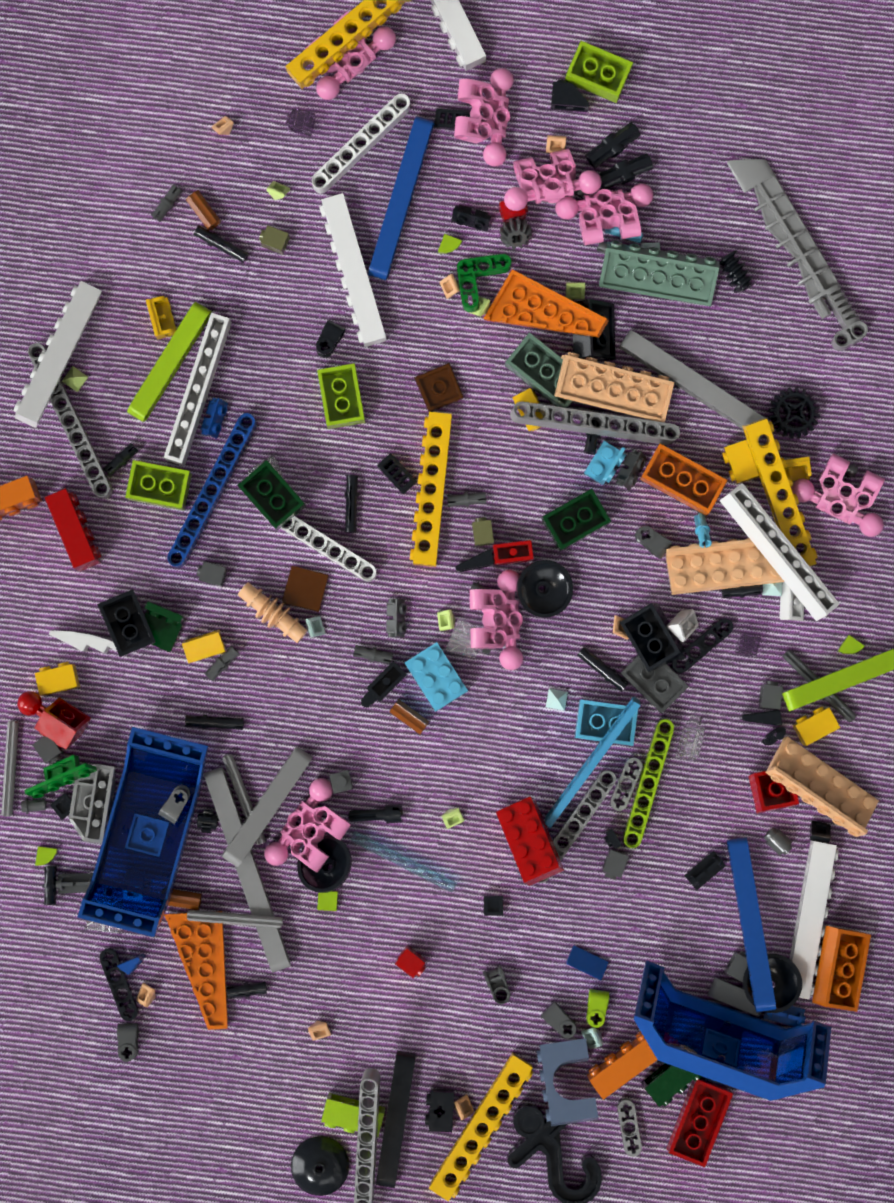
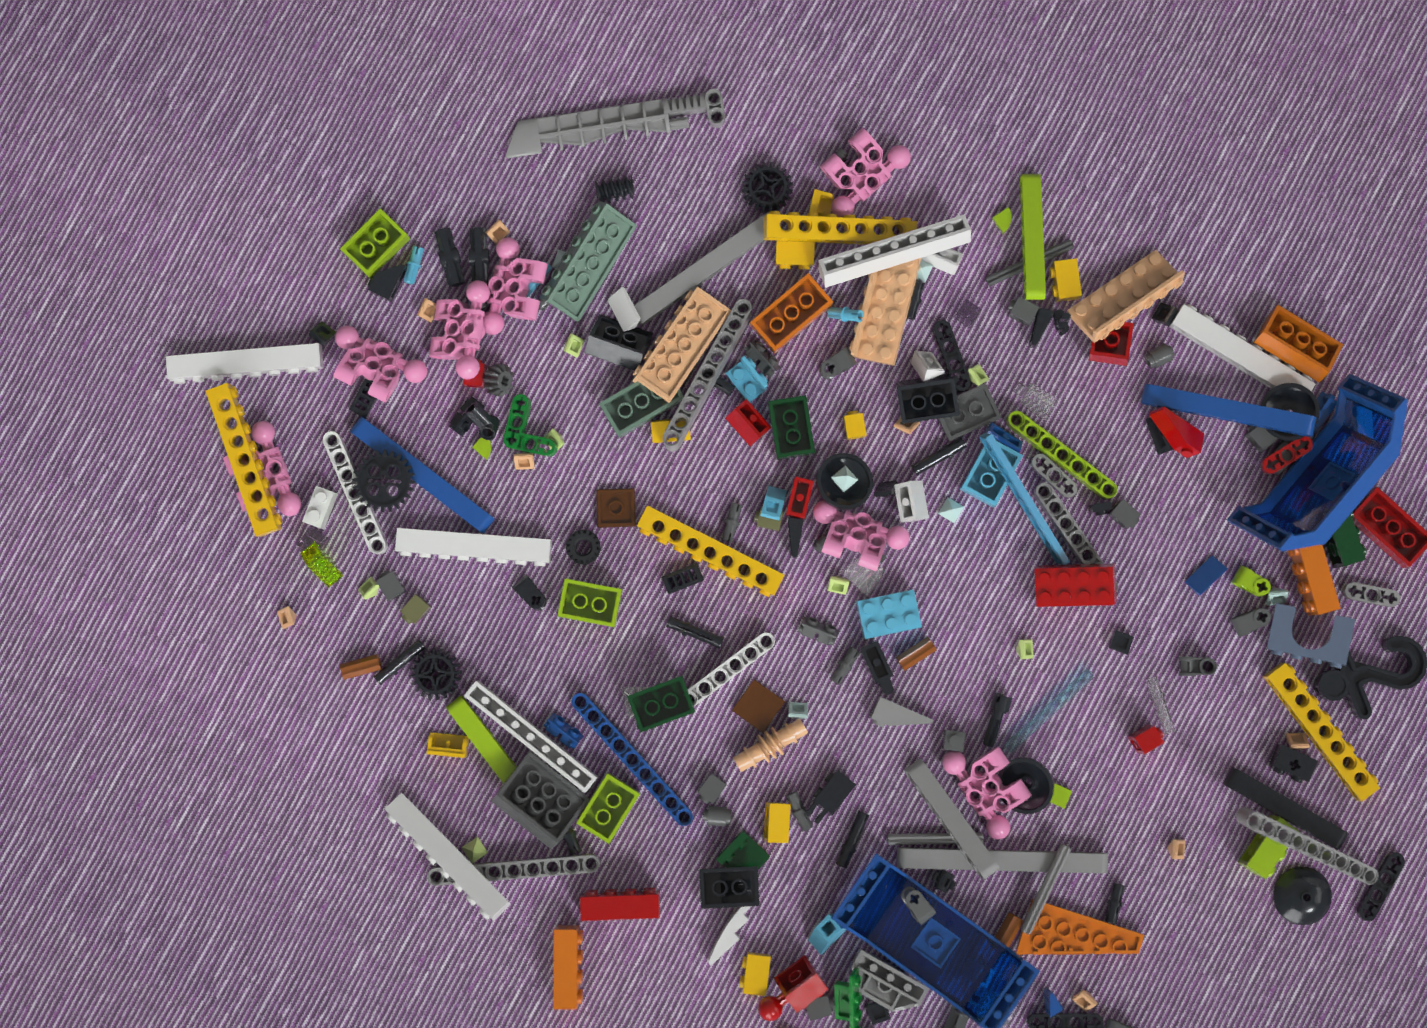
camera: 65 degrees left, 0 degrees up
(116, 729) = (825, 934): none -> medium azure slope
(141, 419) = (540, 800): none -> dark grey slope
(166, 203) = (339, 699): dark grey pin -> none
(189, 589) = (717, 816): none -> dark grey brick
(215, 266) = (435, 665): none -> black gear
(247, 686) = (831, 795): none -> black hinge
(282, 137) = (321, 564): none -> clear neon green brick
(288, 209) = (390, 585): none -> dark grey brick
(335, 116) = (320, 507): none -> white brick
(344, 715) = (892, 714): none -> light grey slope
(366, 169) = (383, 498): none -> black gear
(391, 382) = (583, 535): none -> black tyre
(447, 965) = (1157, 697): none -> clear pin
(470, 239) = (486, 423): none -> black piece
(496, 56) = (322, 333): none -> black plate
(499, 530) = (773, 503): none -> medium azure slope
(536, 306) = (574, 389): orange wing -> none
(546, 587) = (844, 478): none -> light aqua slope
(550, 658) = (911, 501): none -> white brick
(552, 631) = (885, 489): none -> black slope
(565, 478) = (748, 422): none -> red brick
(592, 115) = (413, 265): none -> medium azure axle
(601, 579) = (854, 425): none -> yellow brick
(626, 323) = (624, 309): none -> white slope
(643, 723) = (1004, 437): none -> blue slope
(654, 179) = (497, 231): none -> light nougat slope
(693, 676) = (977, 375): none -> yellowish green slope
(711, 886) = (1178, 432): none -> red slope
(715, 991) = (1276, 467): none -> red beam

